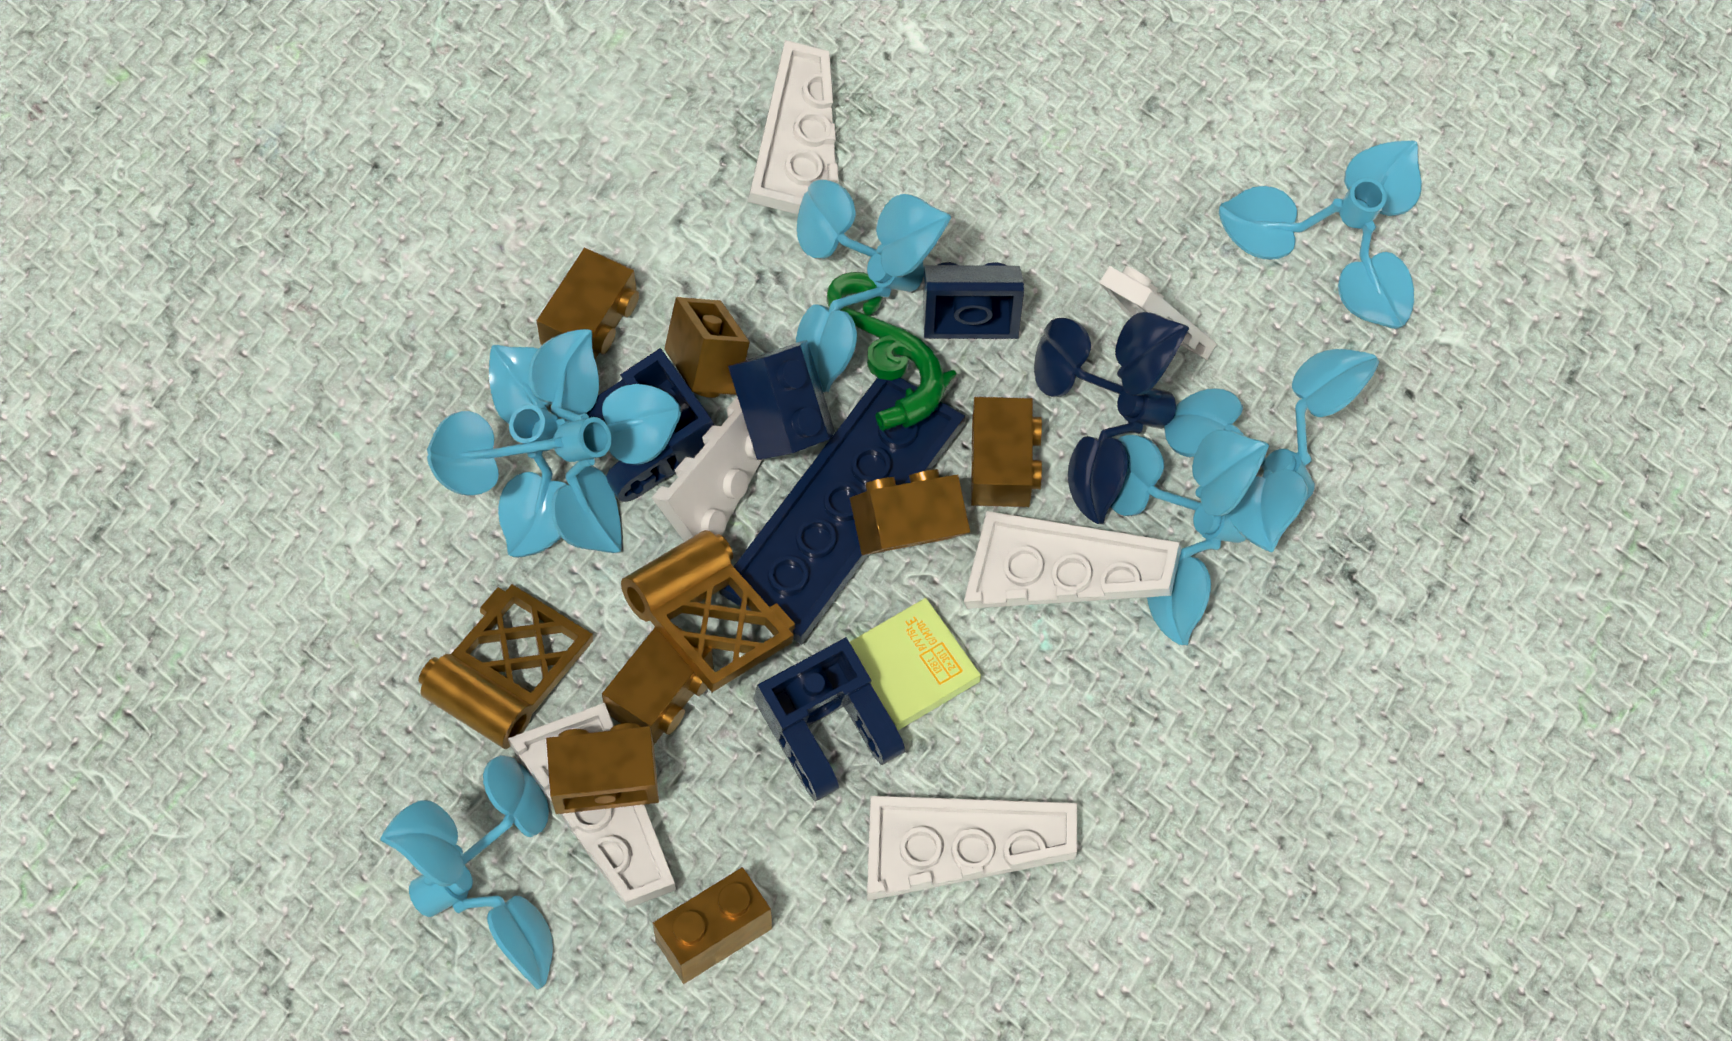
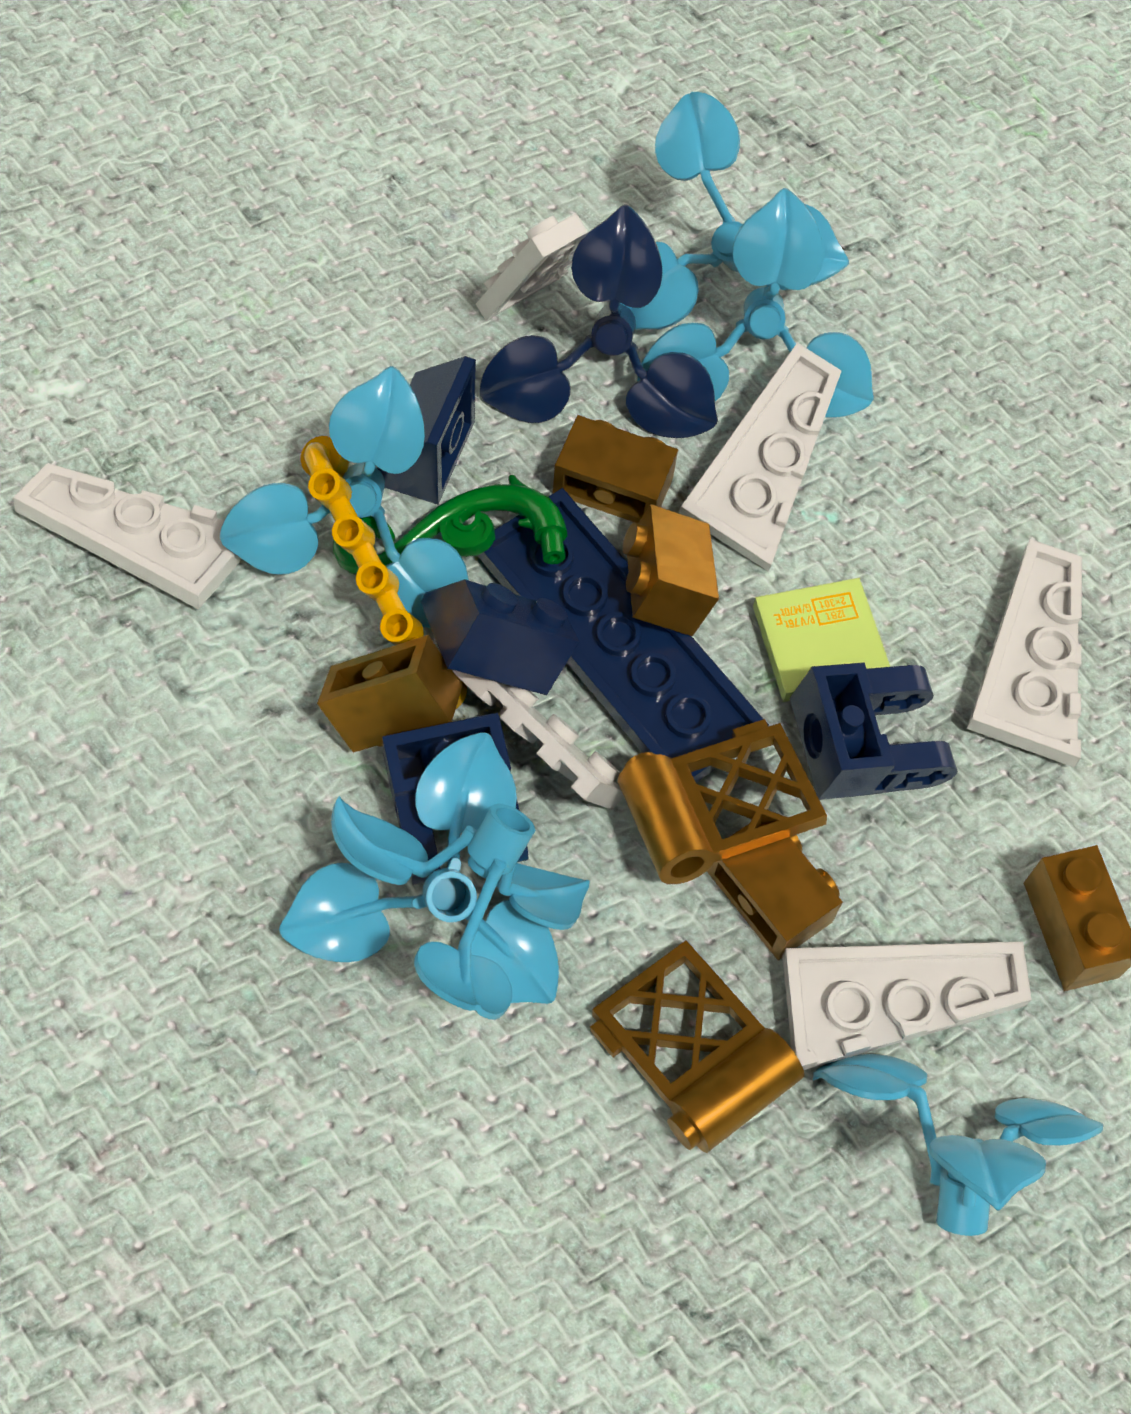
camera: 75 degrees left, 0 degrees up
(591, 298) = (267, 812): pearl gold brick -> none
(602, 769) = (884, 967): pearl gold brick -> none
(801, 298) = (373, 578): none -> yellow bar
(1377, 181) = (432, 64): medium azure plant -> none

